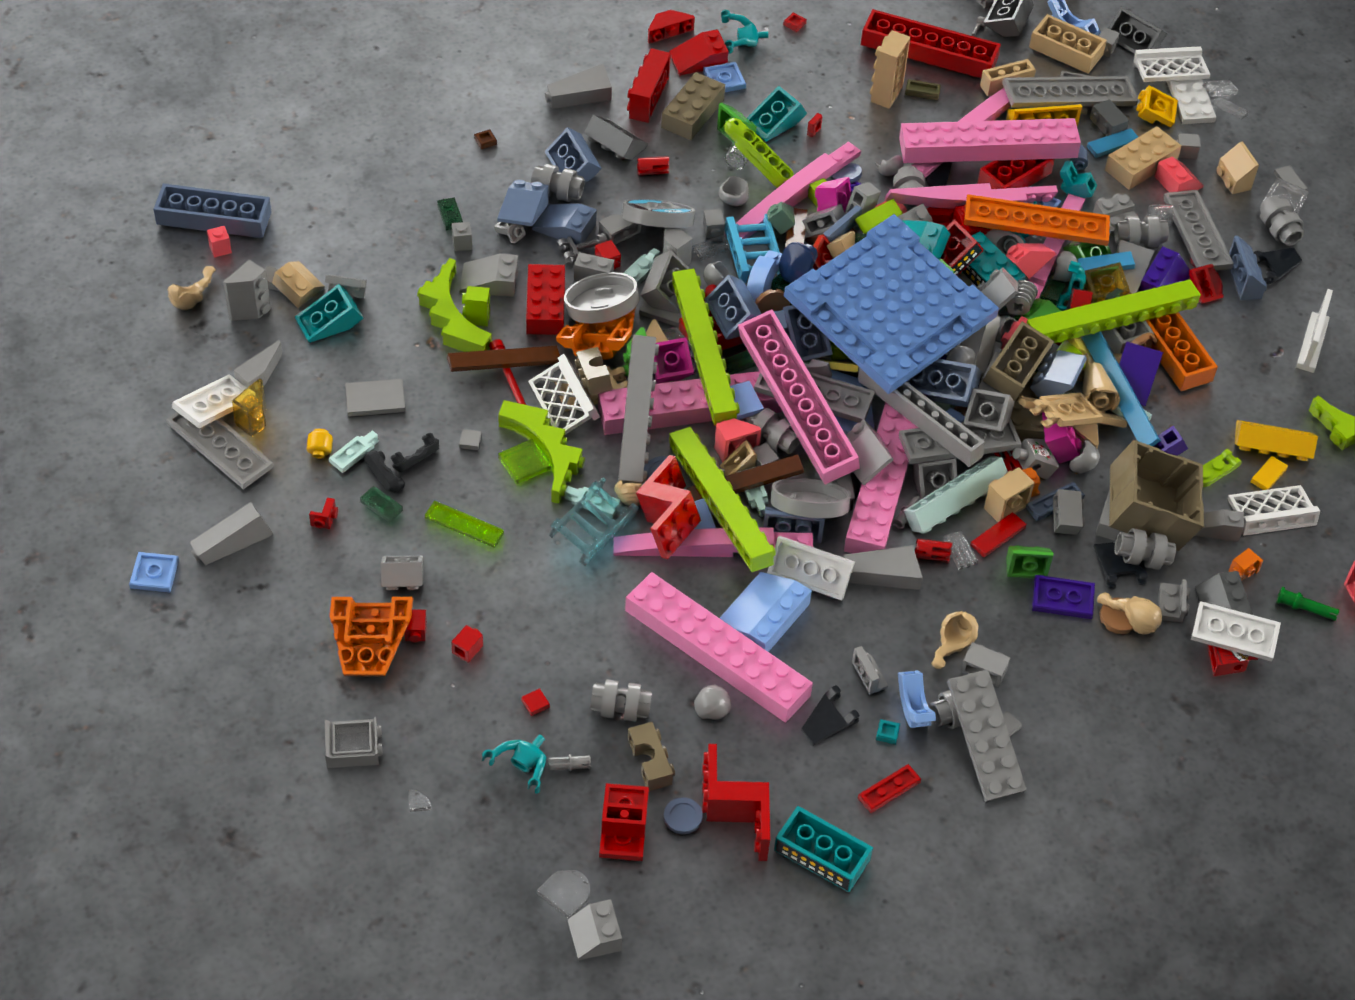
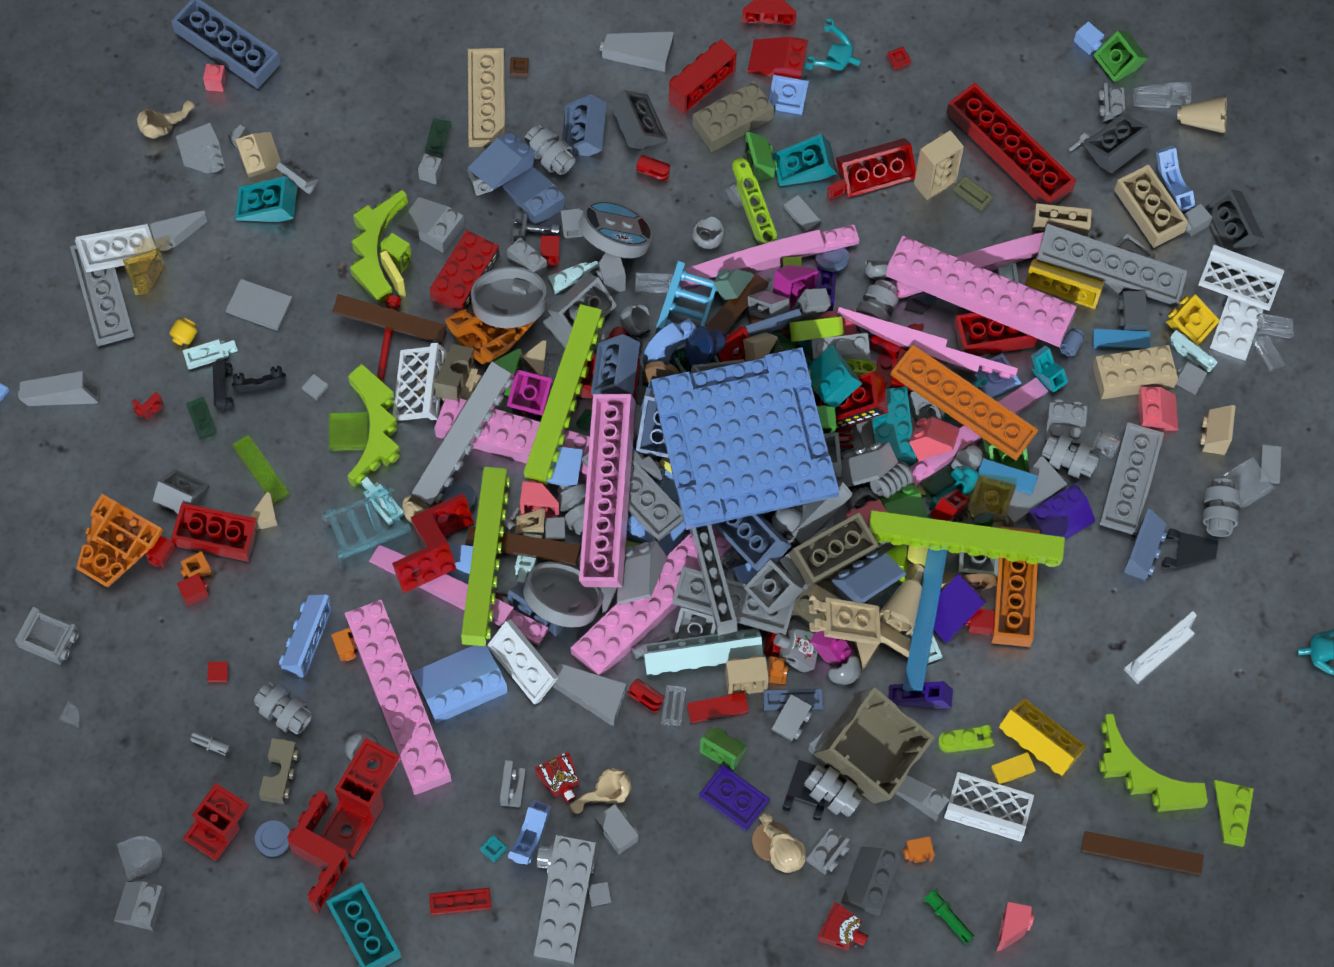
camera: 30 degrees right, 15 degrees up
(456, 622) = (195, 562): none -> orange brick
(459, 586) = (214, 532): none -> red slope
(471, 170) = (485, 96): none -> tan tile
(486, 320) = (393, 274): none -> light yellow tile
(494, 555) = (265, 513): none -> tan slope
(524, 758) = (179, 720): teal piece -> none
(600, 632) = (306, 635): none -> light blue slope
(639, 627) = (344, 644): none -> orange brick
(713, 223) = (669, 258): light grey brick -> none
(747, 728) = (360, 796): none -> red bracket
(798, 153) = (802, 214): none -> light grey tile
(826, 719) = (449, 810): black flag -> none
(836, 97) = (877, 167): none -> red slope
(905, 646) = (559, 776): none -> torso
(1165, 378) = (981, 622): none -> red brick
(1173, 127) = (1191, 351): none -> light aqua hinge
(1207, 283) = (1098, 541): red slope -> none
(1235, 631) = (852, 913): white plate -> none

